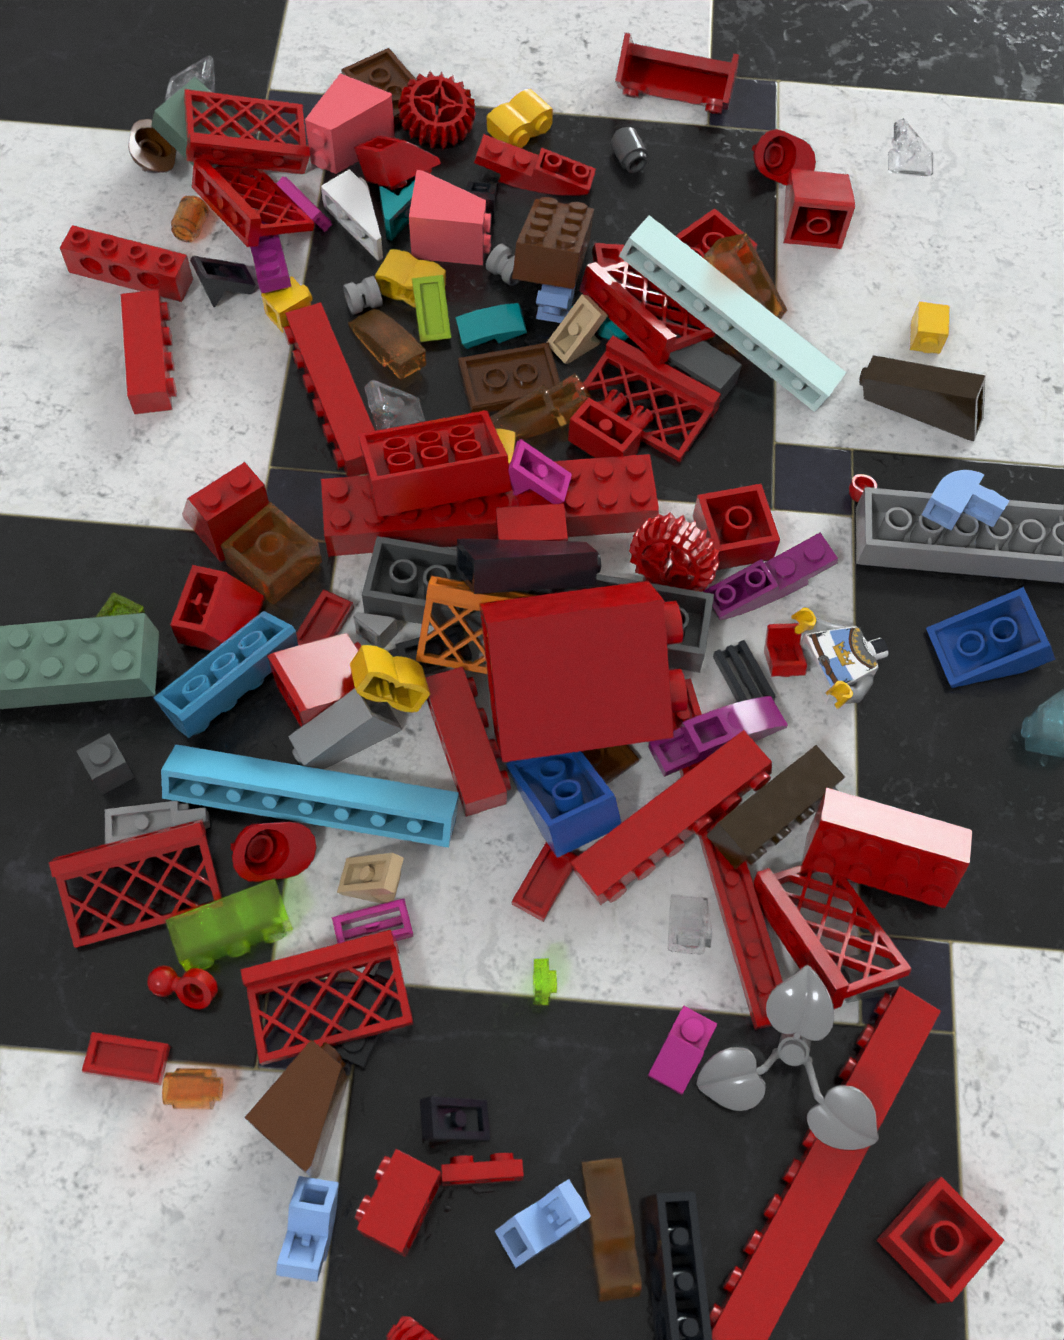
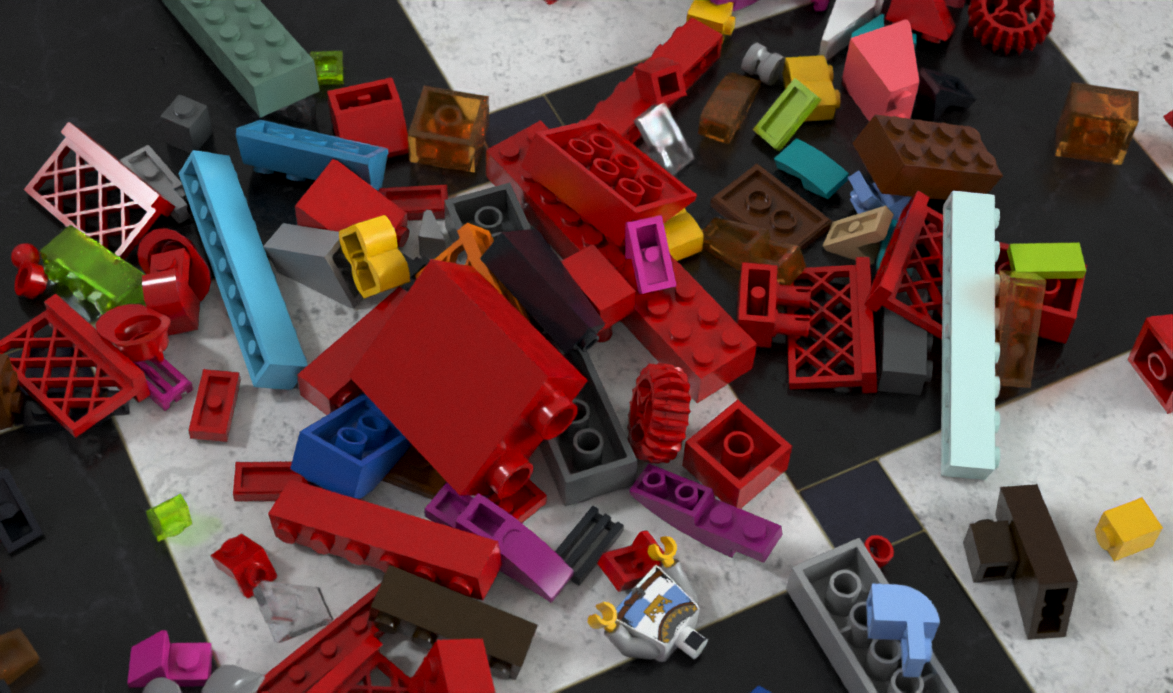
camera: 60 degrees right, 10 degrees down
(225, 506) = (467, 68): red slope -> none
(301, 866) = (168, 290): none -> red brick
(333, 915) = (136, 331): none -> red piece
(353, 368) = (660, 80): none -> red brick
(371, 877) = (195, 353): tan slope -> none
(442, 889) = (214, 405): none -> red plate
(520, 119) = (1056, 72): yellow brick -> none
(538, 173) = (1014, 117): red slope -> none
(584, 122) = (1097, 123): none -> clear orange brick
(619, 941) = (245, 563): none -> red bracket
(629, 149) = (1112, 178): dark grey brick -> none
(702, 226) = (1048, 260): none -> lime tile
(900, 417) = (990, 550): none -> dark brown brick

